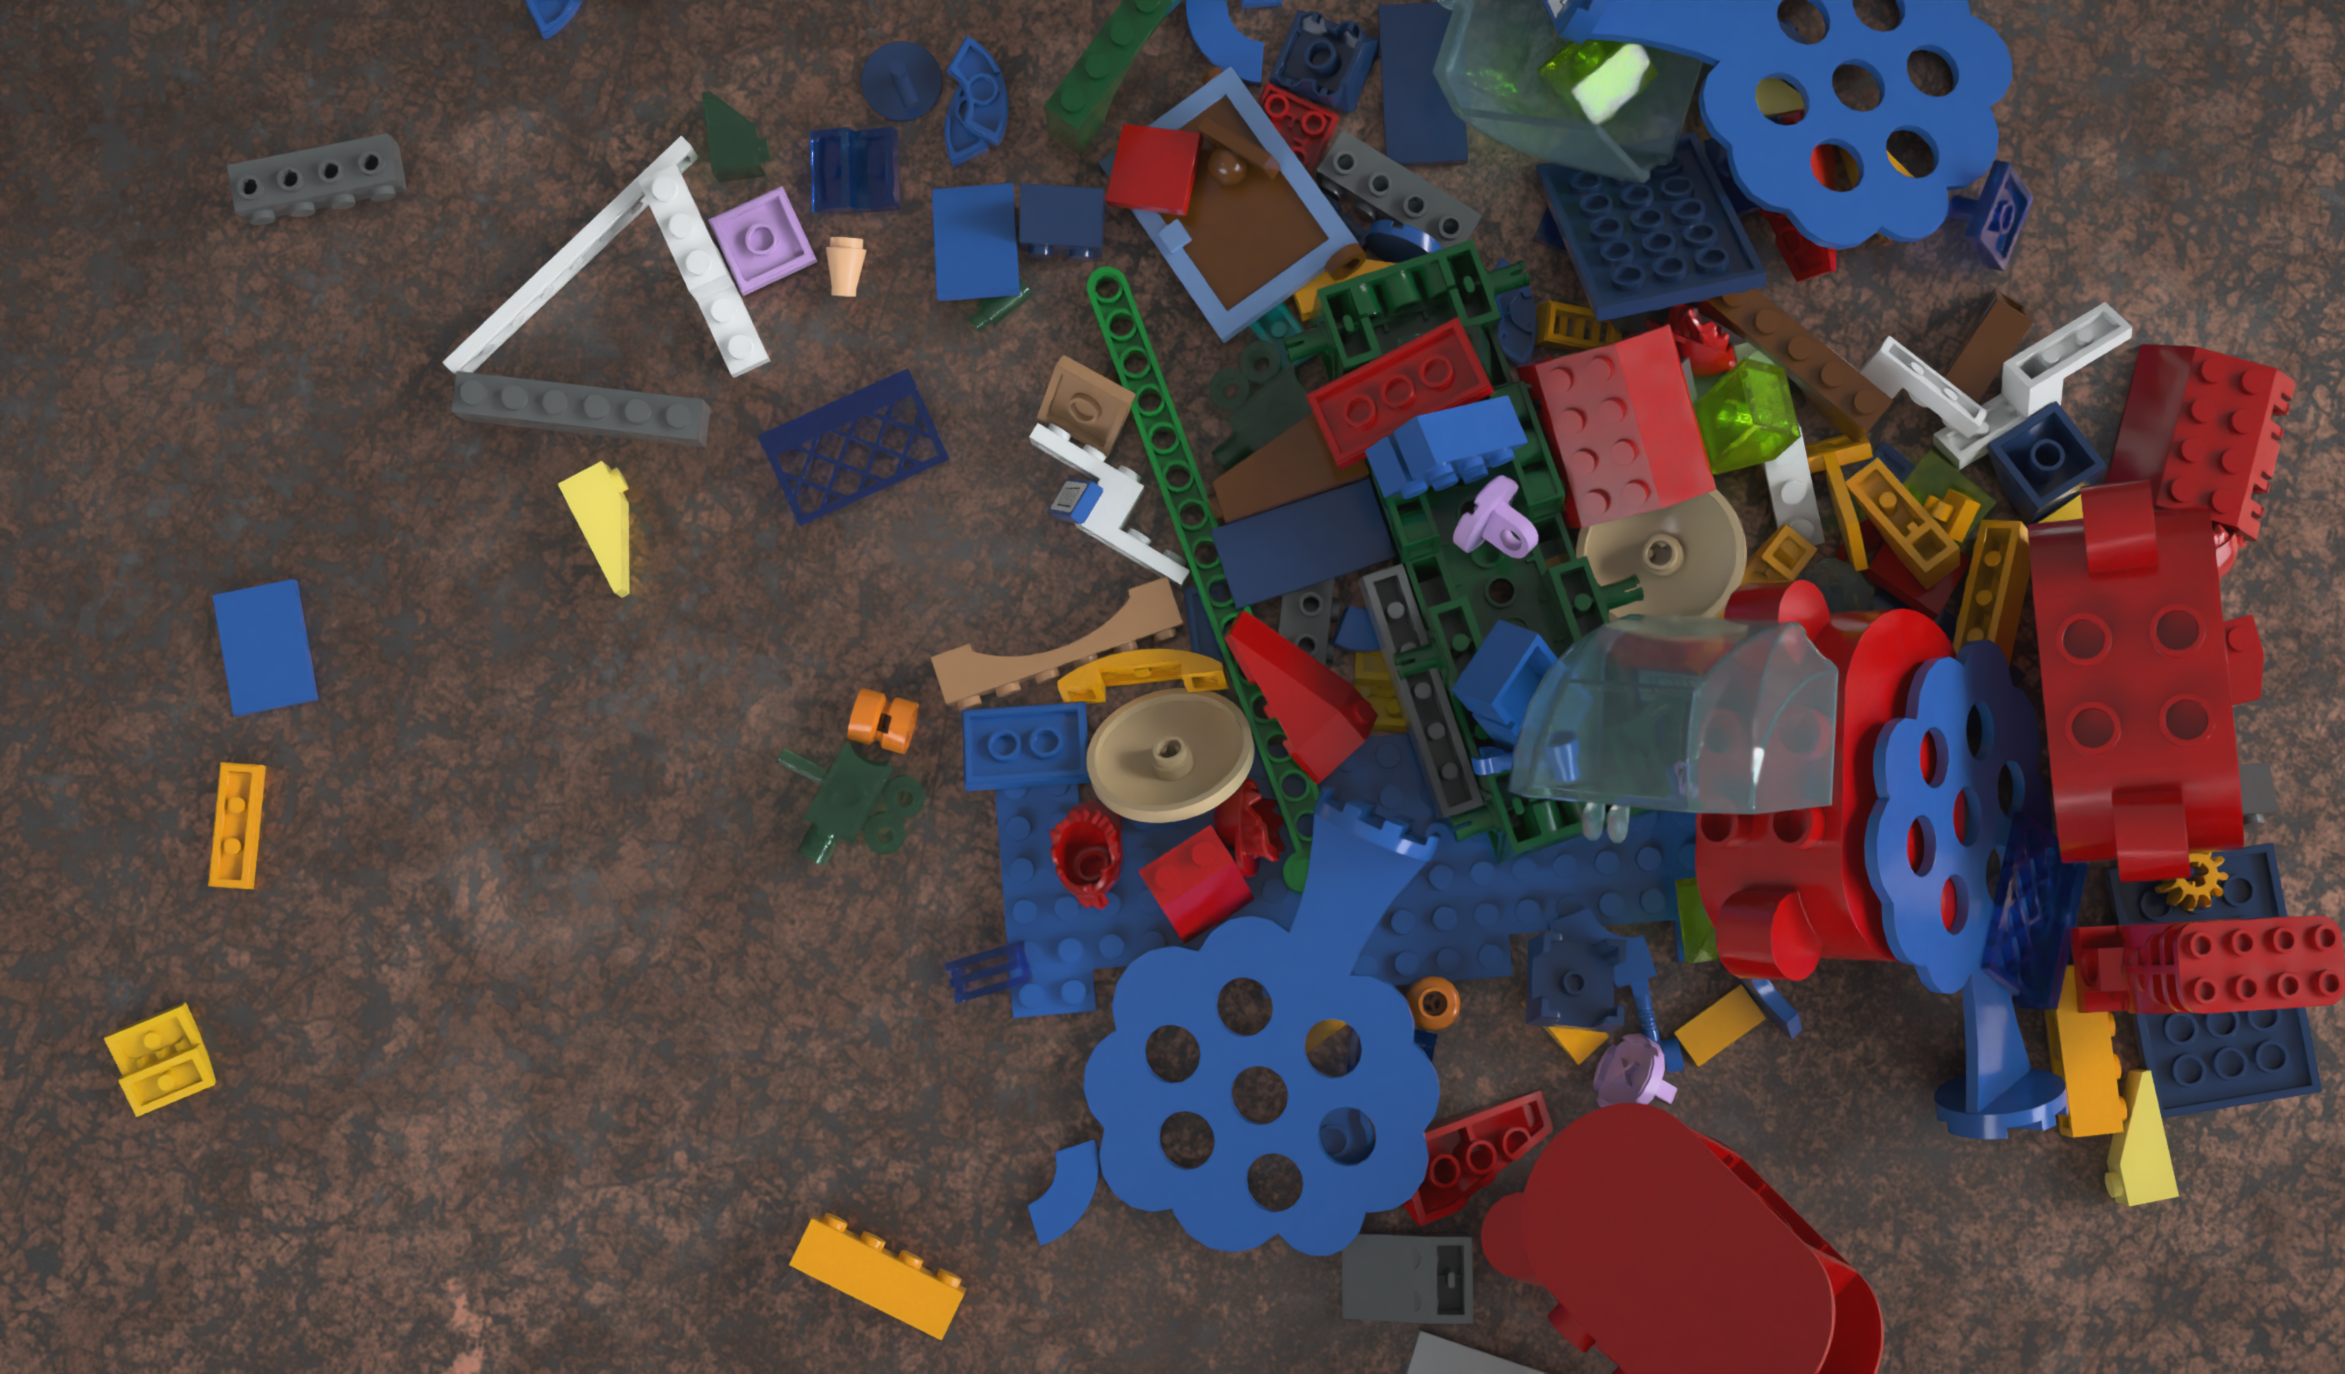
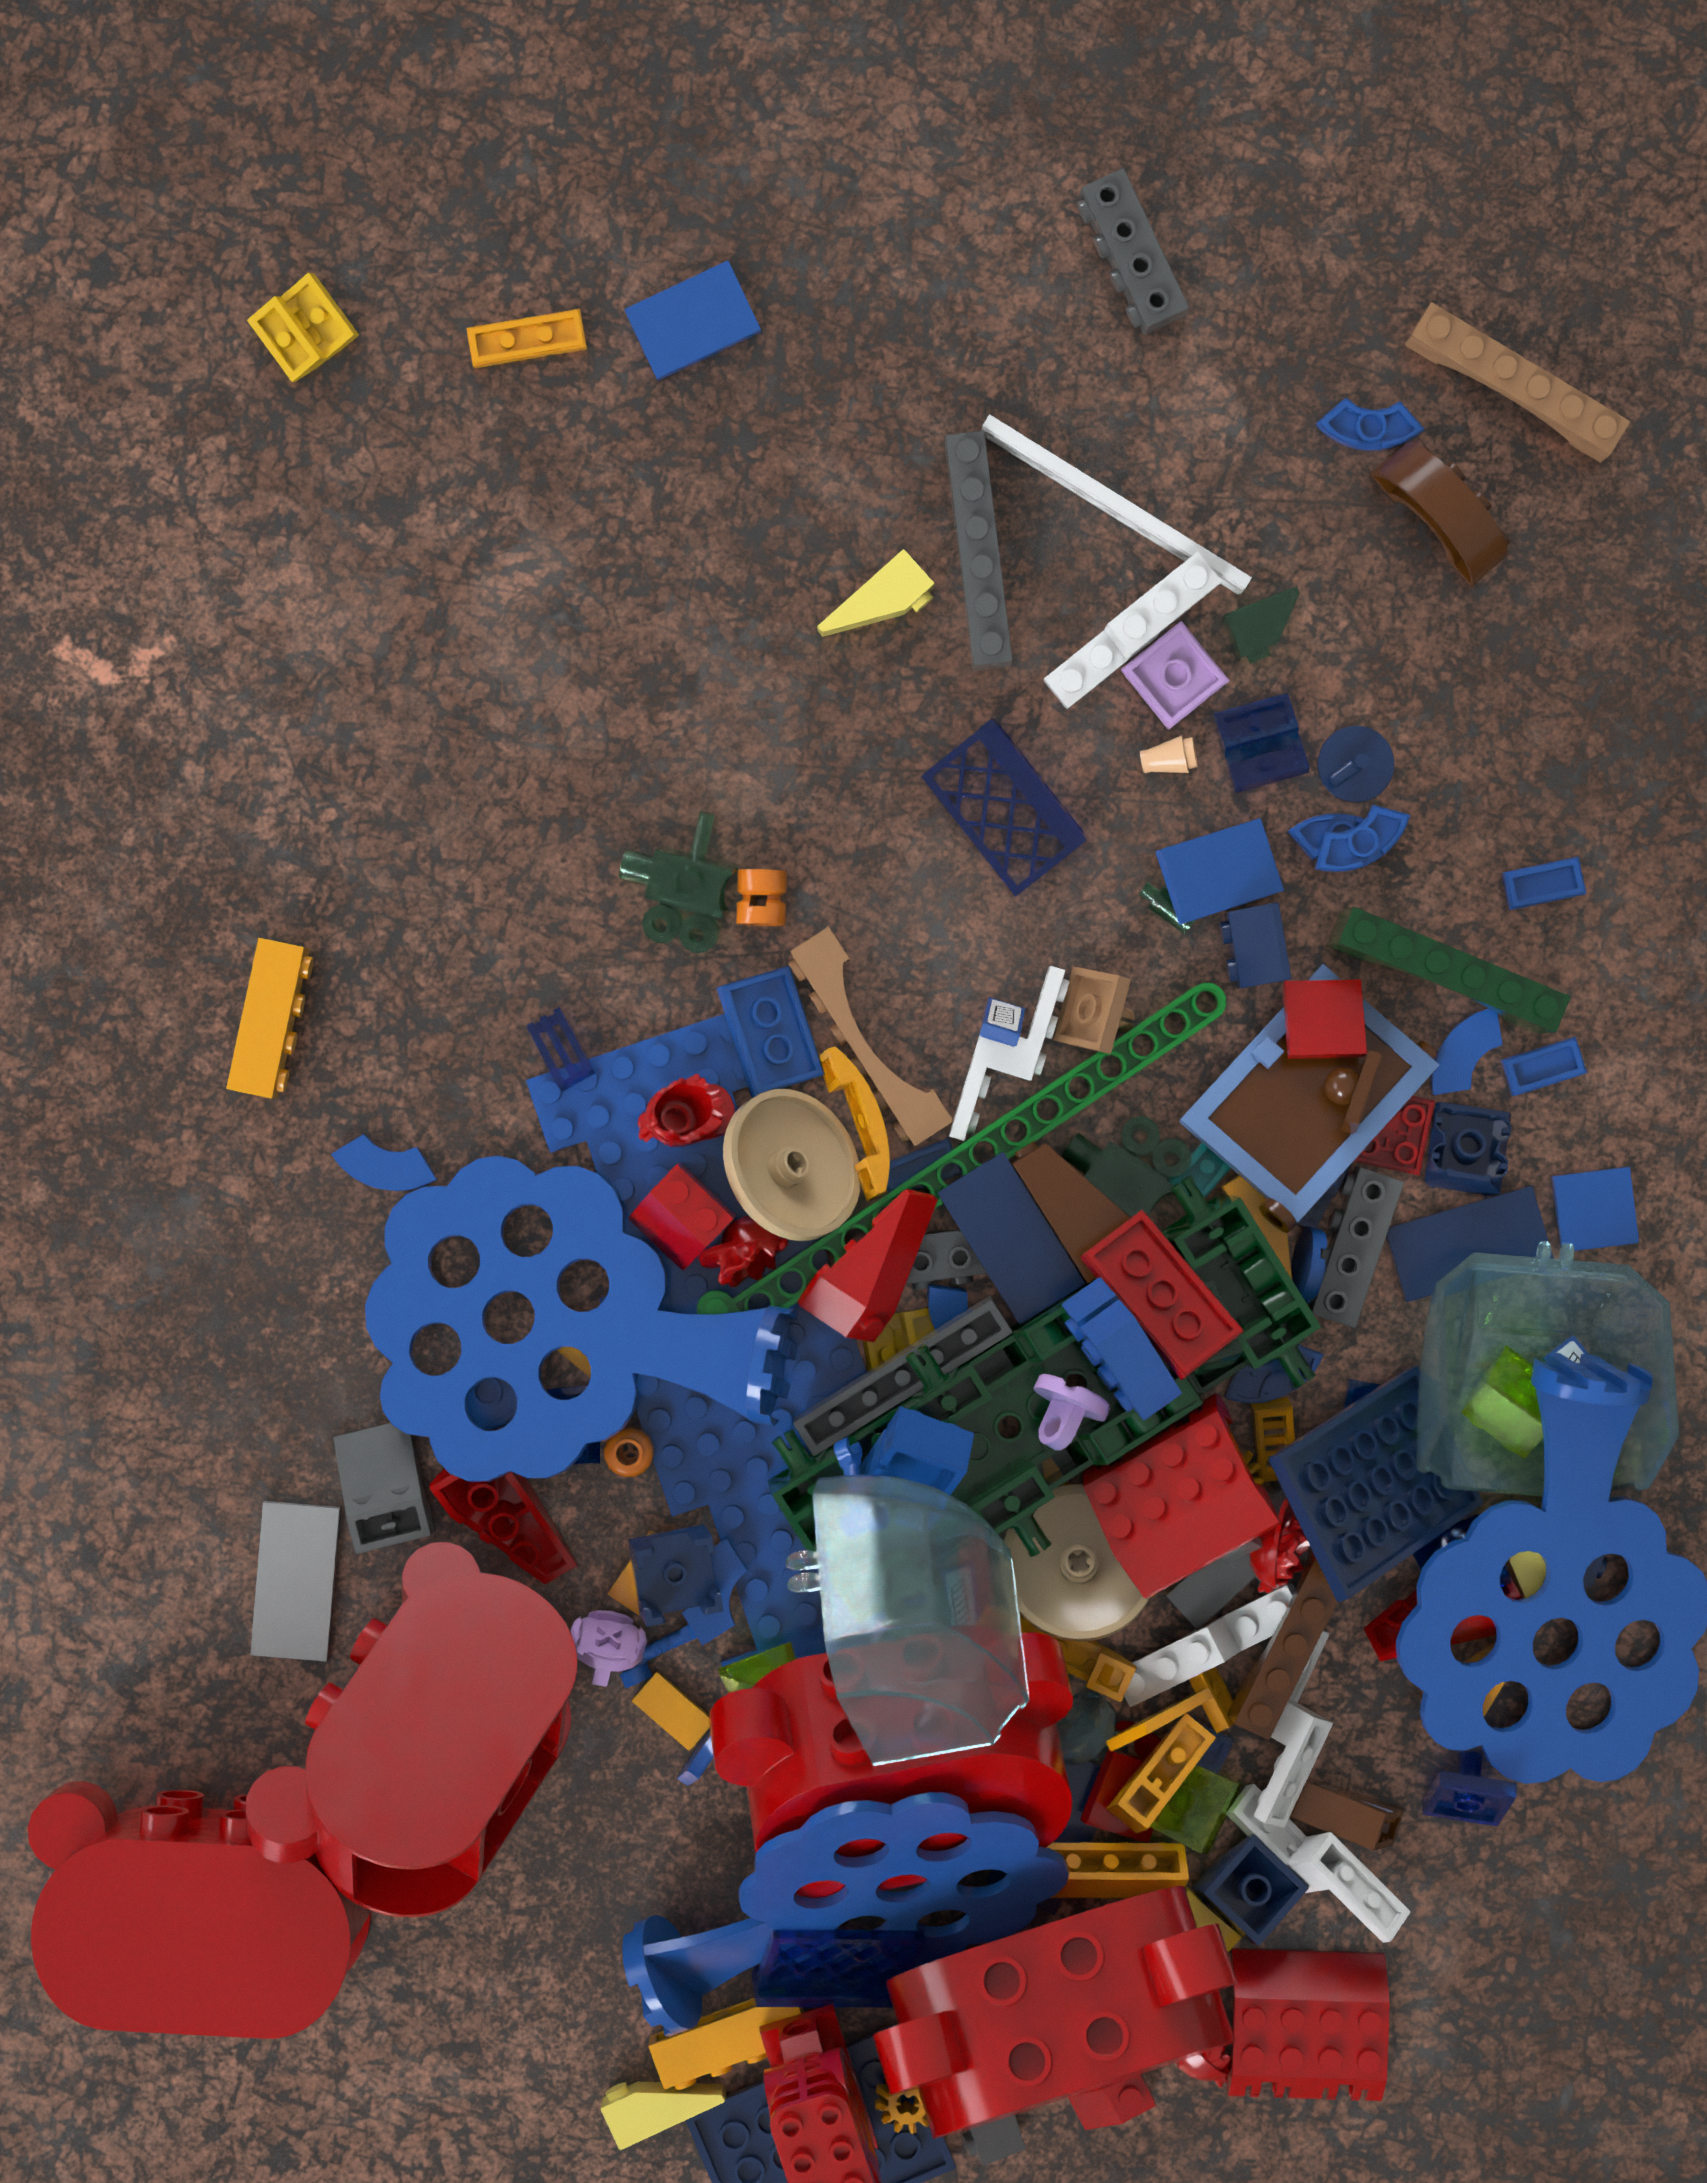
camera: 70 degrees right, 5 degrees up
(1747, 417) = (1221, 1612): clear neon green slope -> none
(1953, 513) = (1179, 1816): light orange tile -> none

